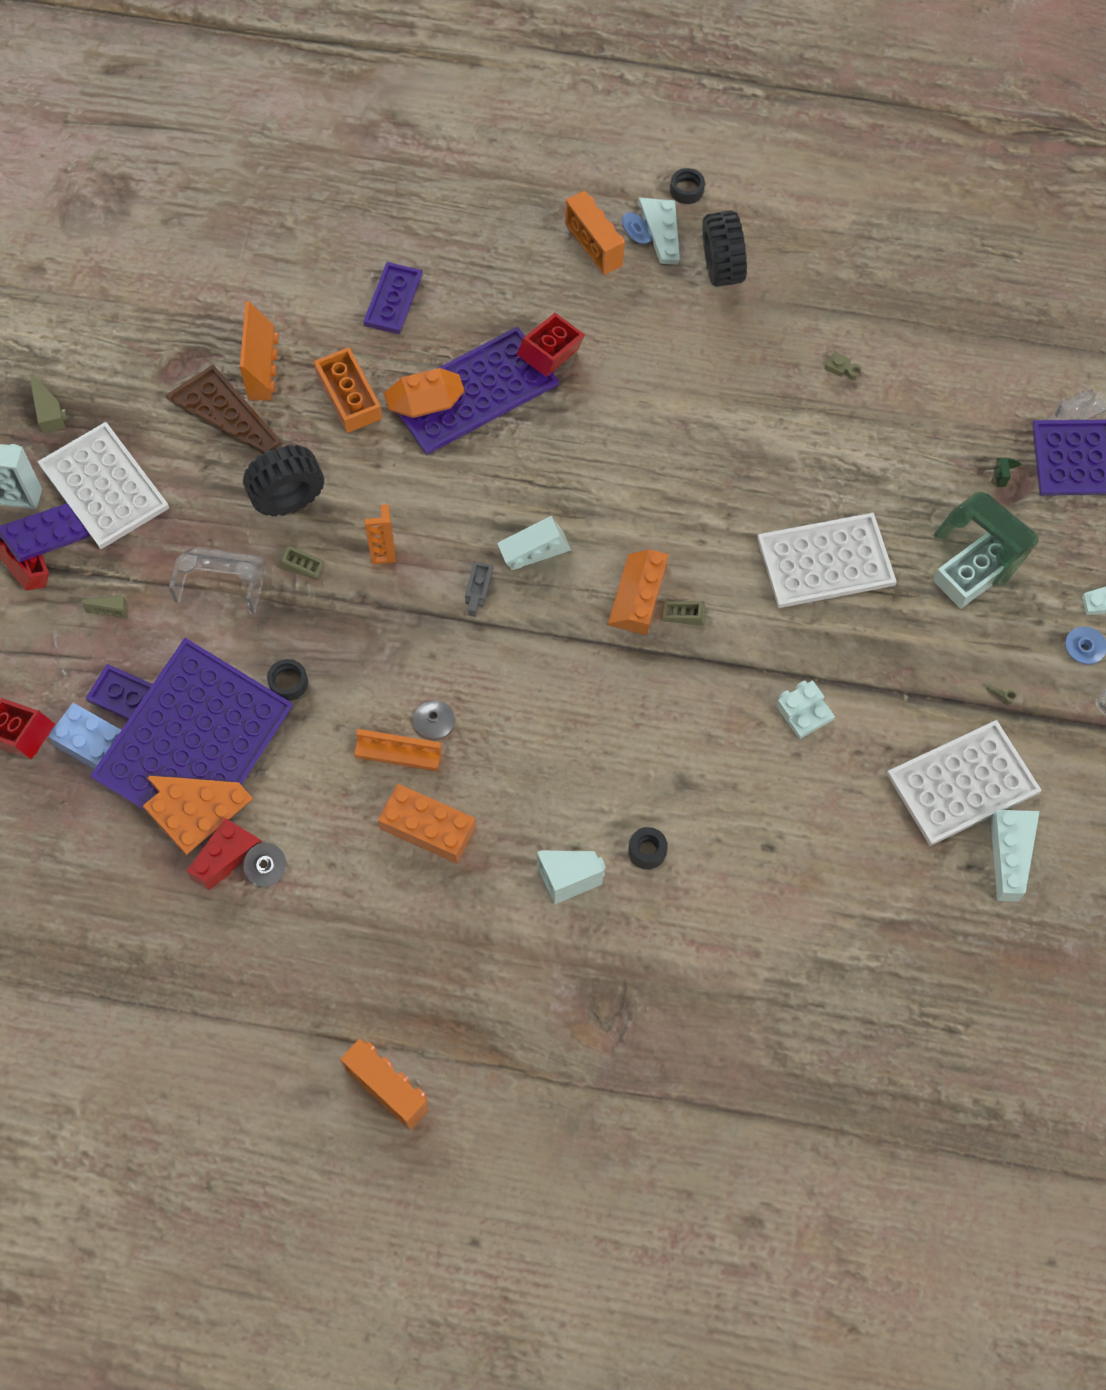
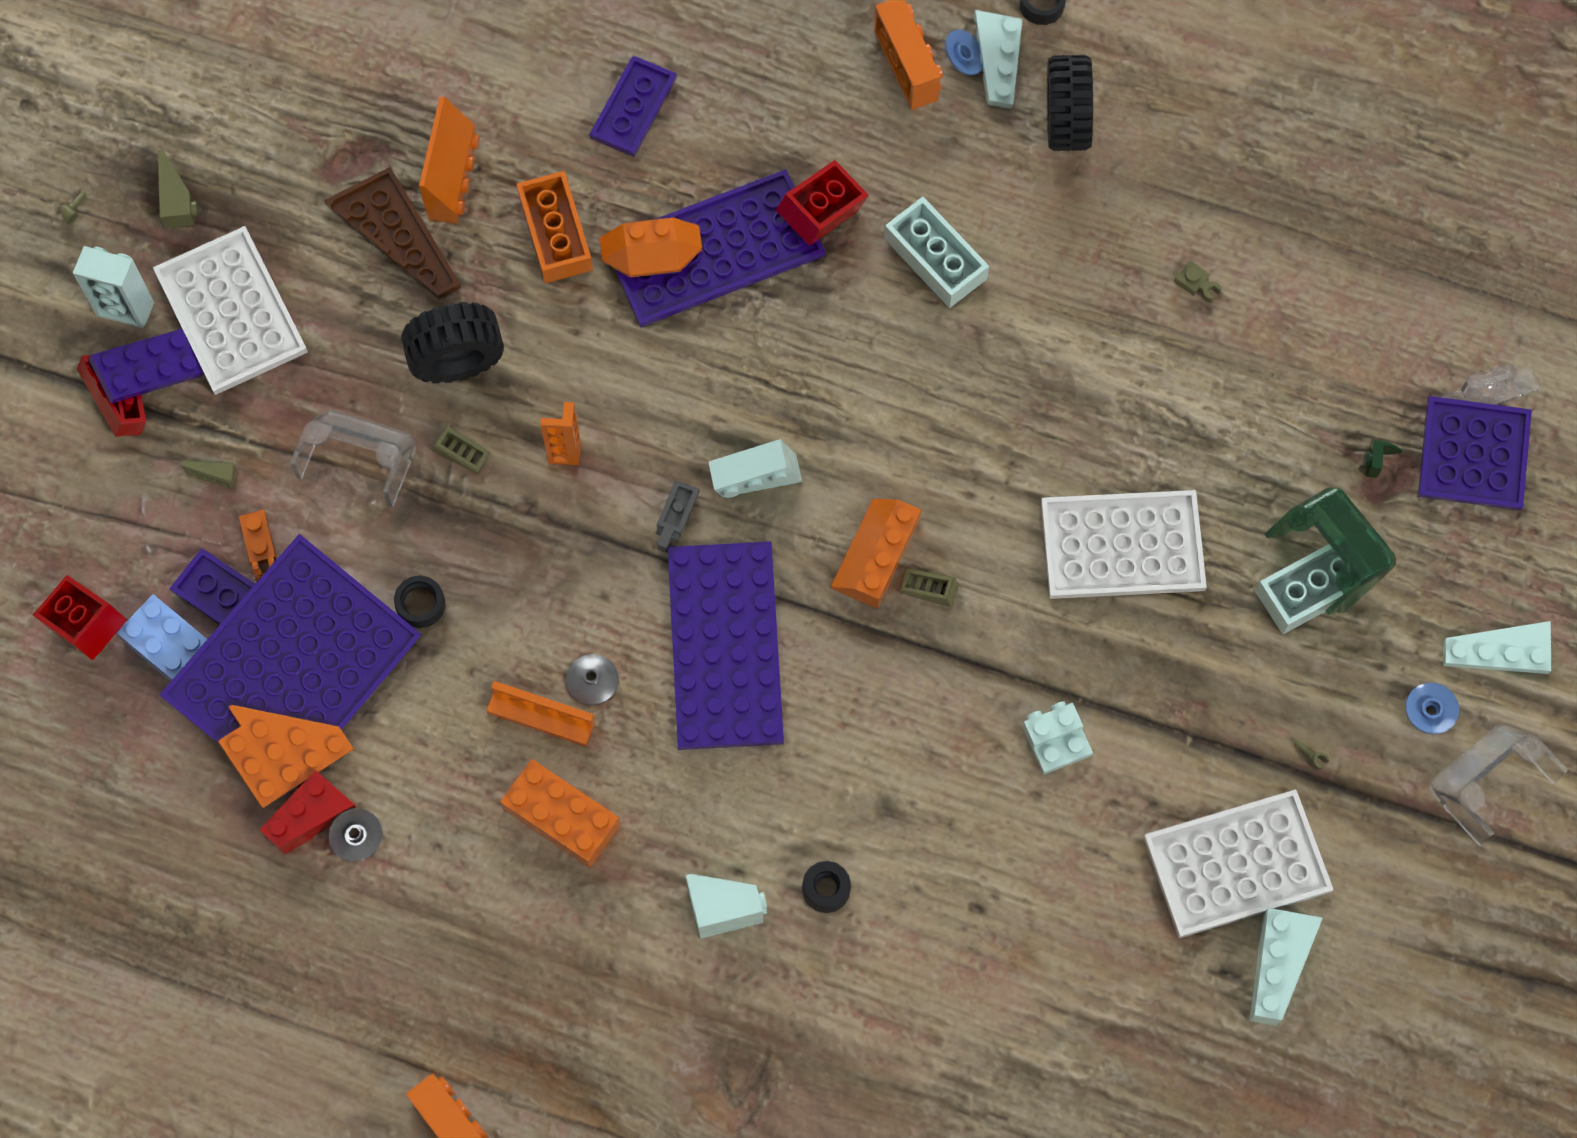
camera: 10 degrees right, 5 degrees up
(150, 652) = (258, 540): none -> orange hinge
(534, 679) = (725, 646): none -> dark purple plate
(643, 369) = (936, 252): none -> light aqua brick

